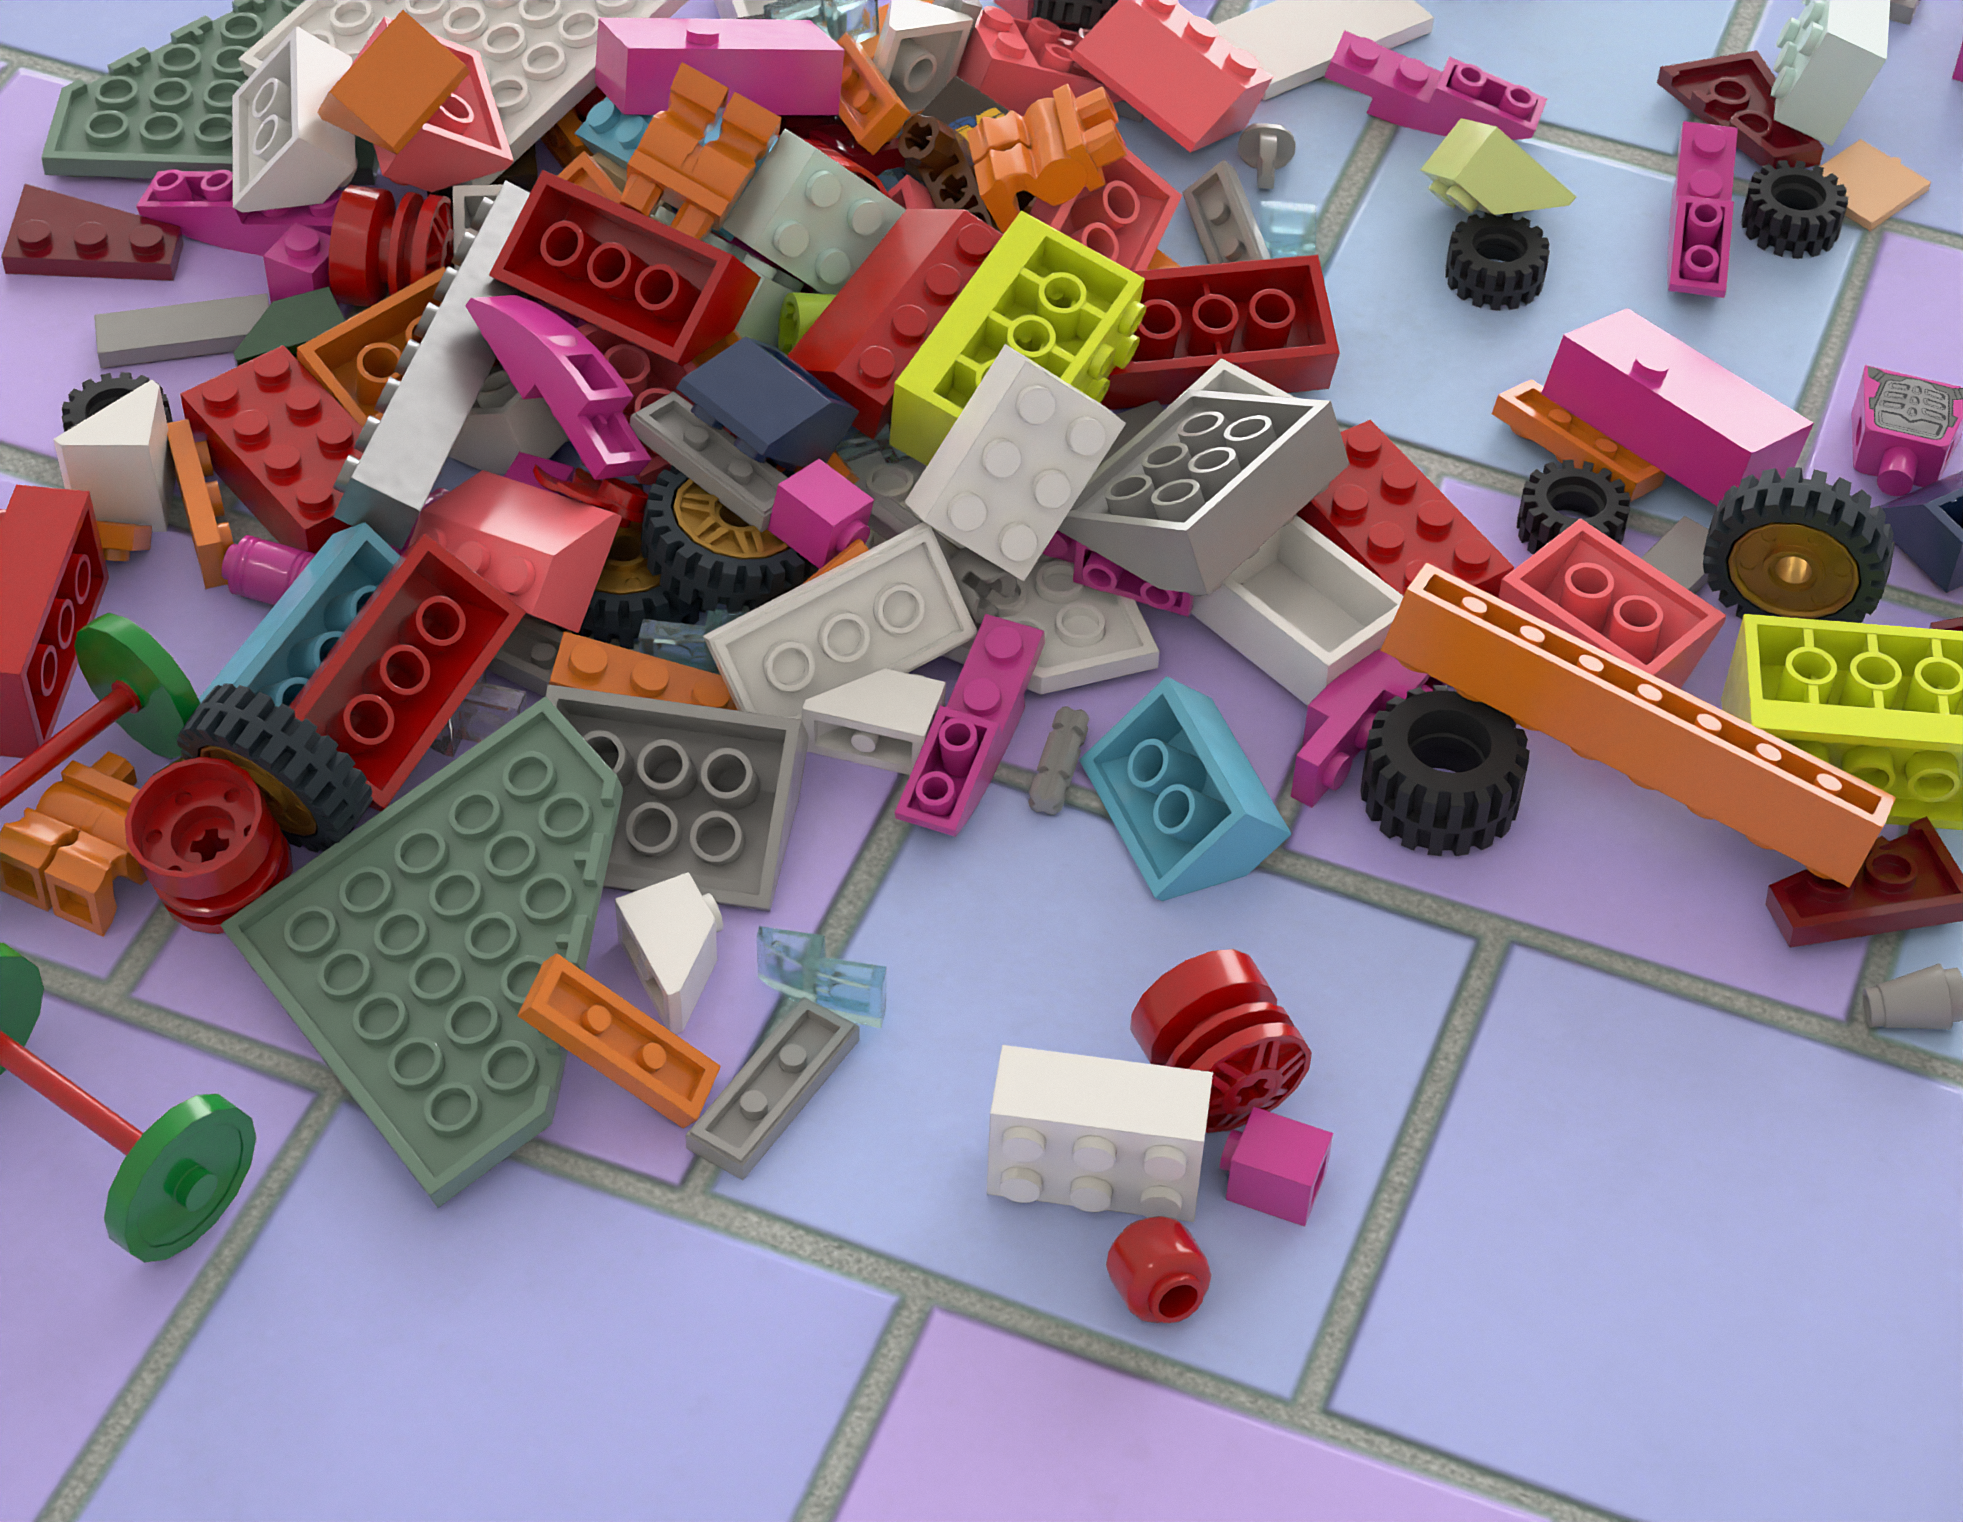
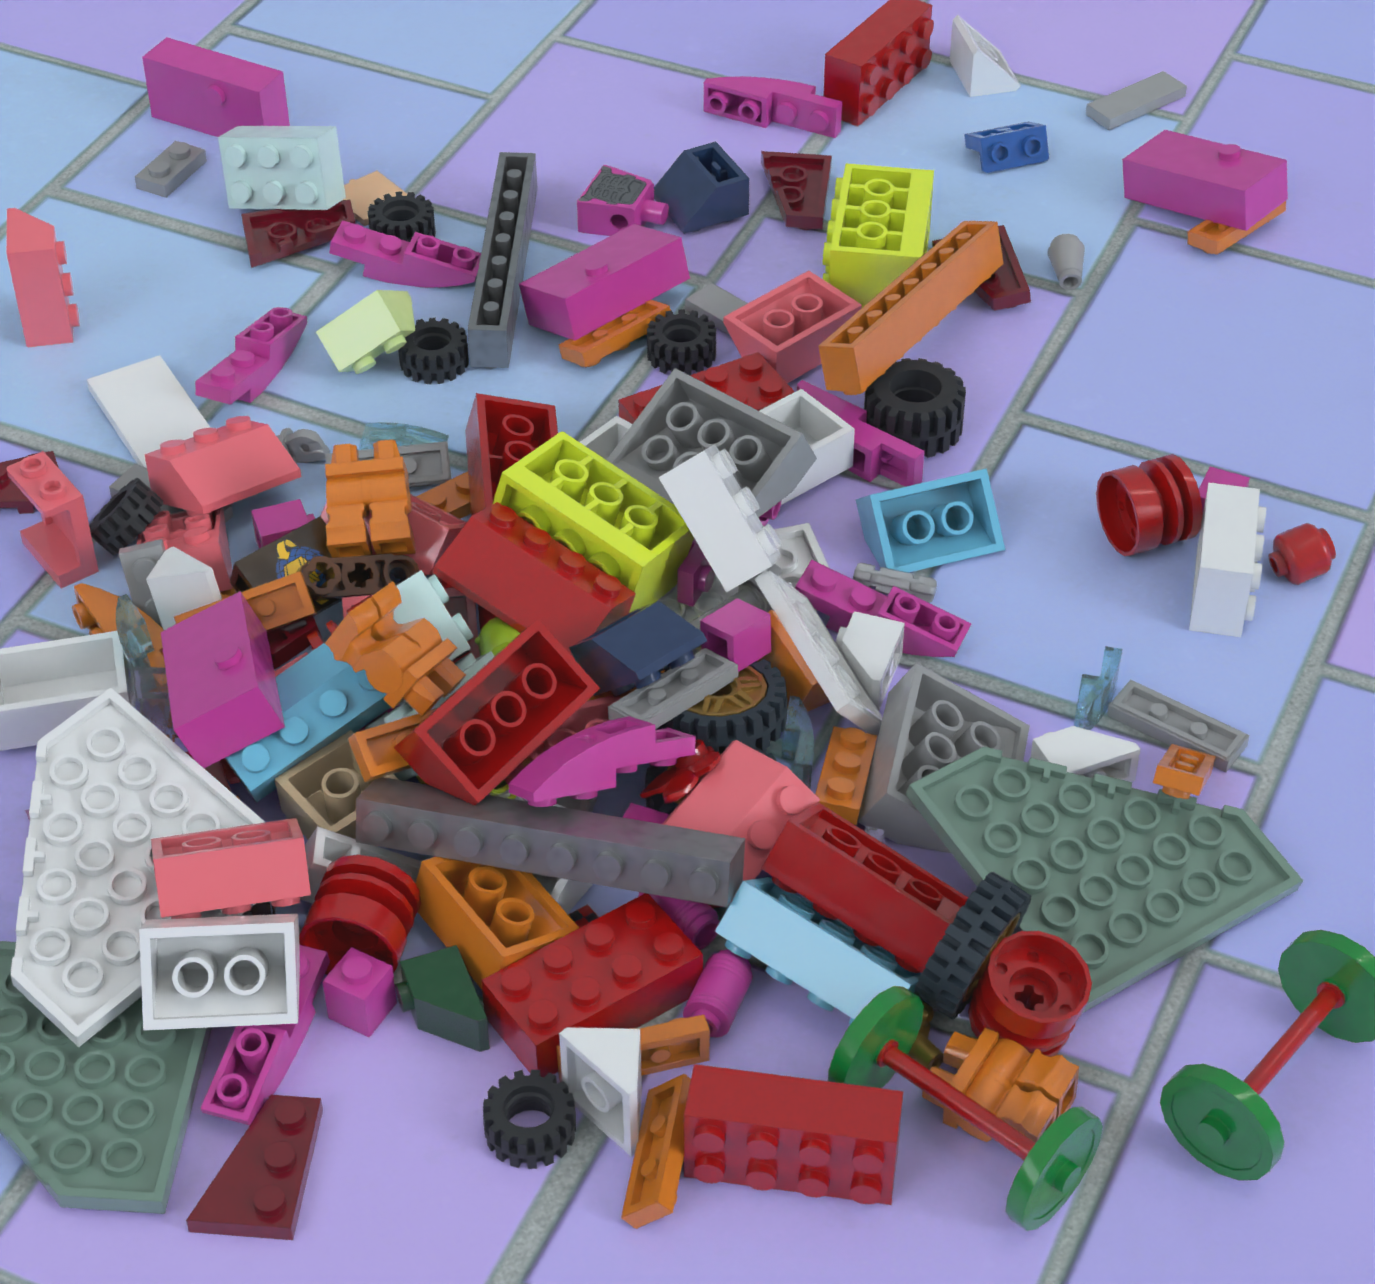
camera: 85 degrees left, 5 degrees down
(176, 330) = (402, 1089): light grey tile -> none
(394, 85) = (255, 848): orange slope -> none
(1722, 300) = (502, 261): none -> flat silver brick
(1798, 548) = (757, 236): wheel -> none

